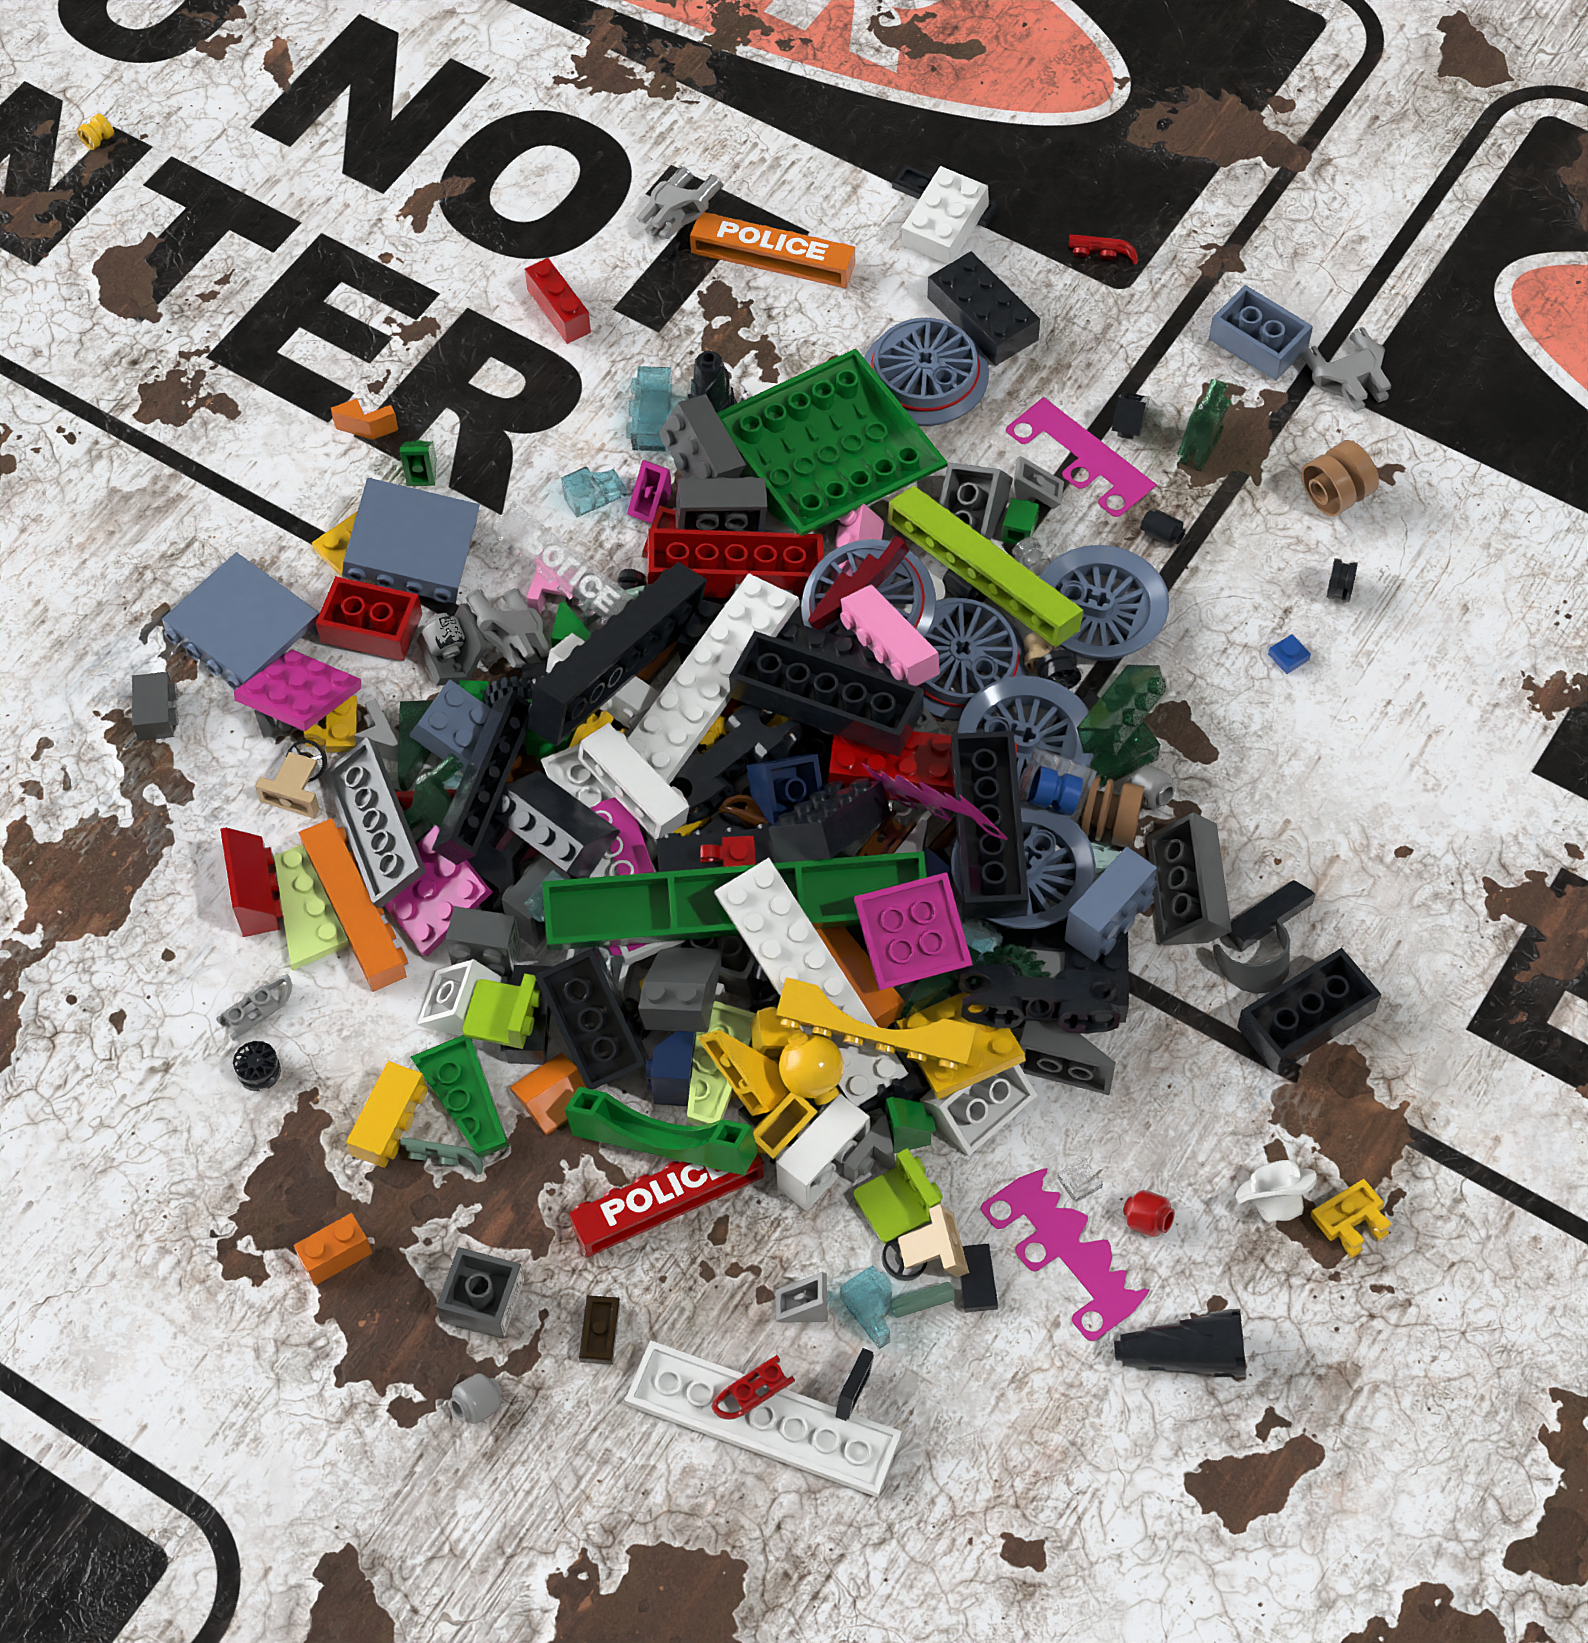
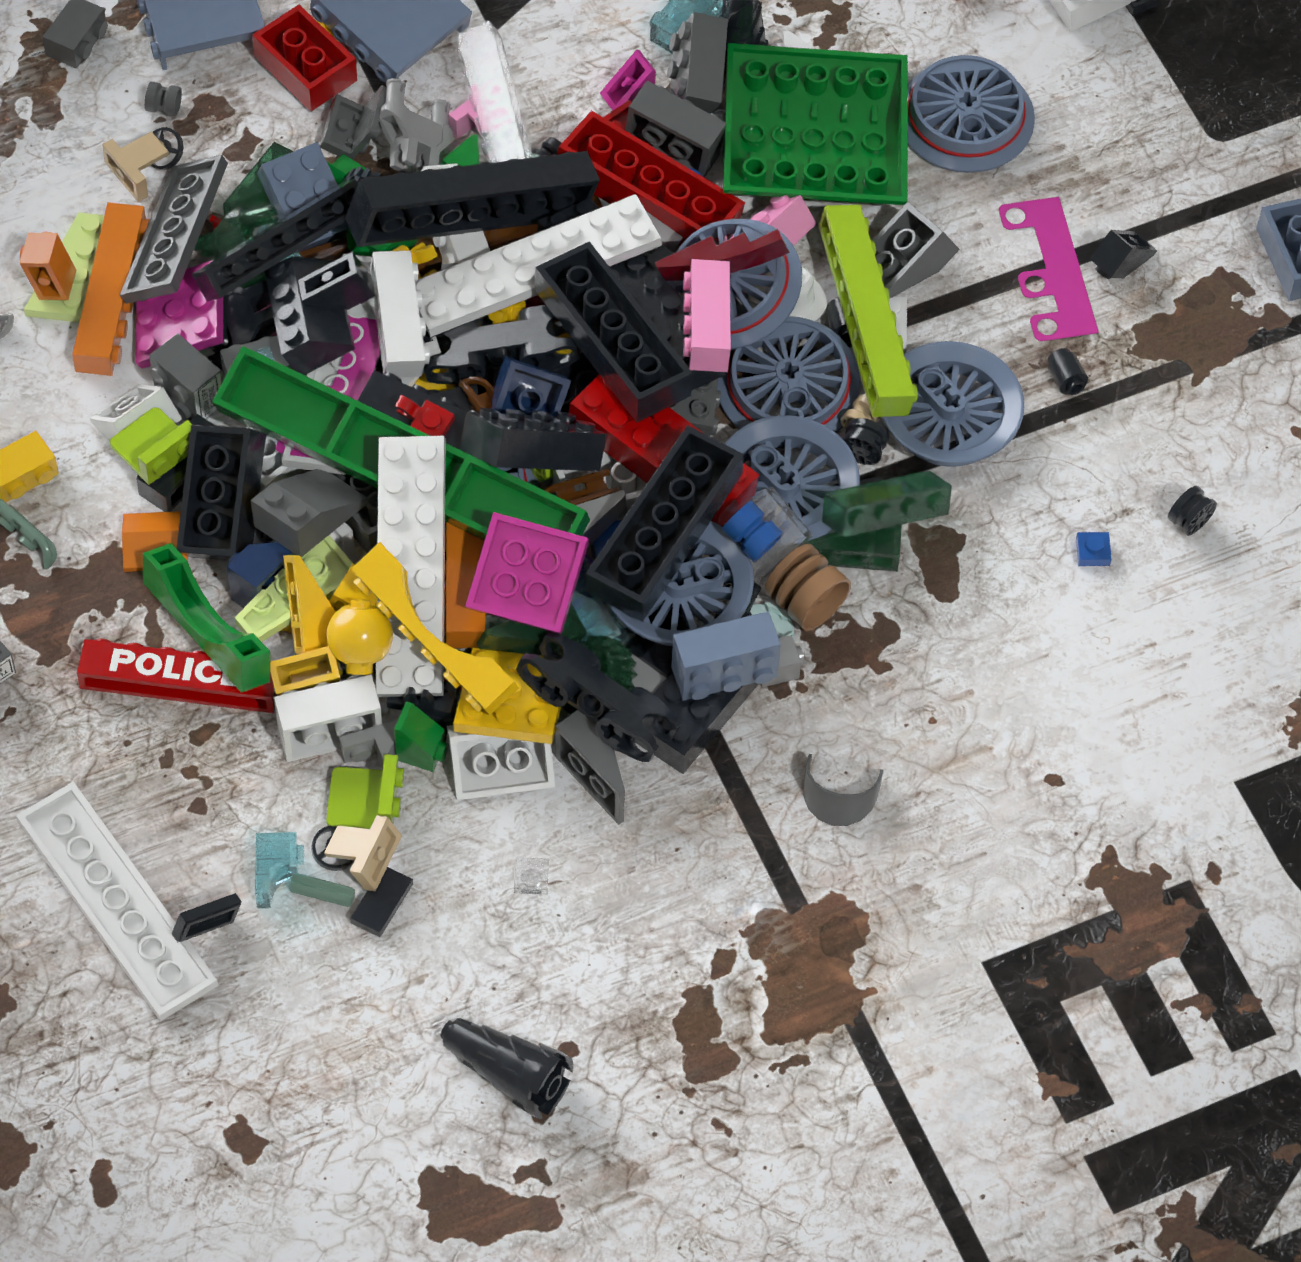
camera: 30 degrees right, 0 degrees up
(251, 882) = (43, 205): red slope -> none
(293, 915) = (47, 266): none -> orange brick
(297, 690) = (198, 84): dark pink plate -> none
(340, 728) = (219, 133): yellow plate -> none
(379, 731) = (242, 158): light grey slope -> none
(443, 635) = (351, 106): light grey head -> none
(462, 1088) = (84, 487): green wing -> none
(567, 786) = (338, 284): none -> black slope
(591, 490) = (582, 54): clear light blue arch -> none
(599, 1330) = (42, 749): dark brown plate -> none
(745, 1392) = (114, 865): red piece -> none
(803, 1300) = (224, 830): light grey slope -> none
(932, 797) = (627, 473): dark pink piece -> none
(983, 308) = (1063, 85): black brick -> none
(1019, 521) = (939, 294): green brick -> none
(1030, 555) = (924, 327): clear wheel -> none
(1037, 483) = (978, 263): light grey slope -> none
(1060, 1234) = (479, 913): dark pink piece -> none
(1106, 247) = (1227, 93): red piece -> none
(1149, 1213) = (566, 938): red head -> none
(1157, 783) = (867, 589): light grey head -> none
(1190, 882) = (833, 688): dark grey slope -> none
(1205, 425) = (1168, 306): clear green connector -> none
(1274, 909) = (892, 758): black slope -> none
(1278, 1190) = (689, 986): white hat -> none
(1308, 1010) = (844, 857): black brick -> none
(1340, 478) = (1266, 417): medium nougat wheel -> none
(1349, 1209) = (741, 1043): yellow plate -> none

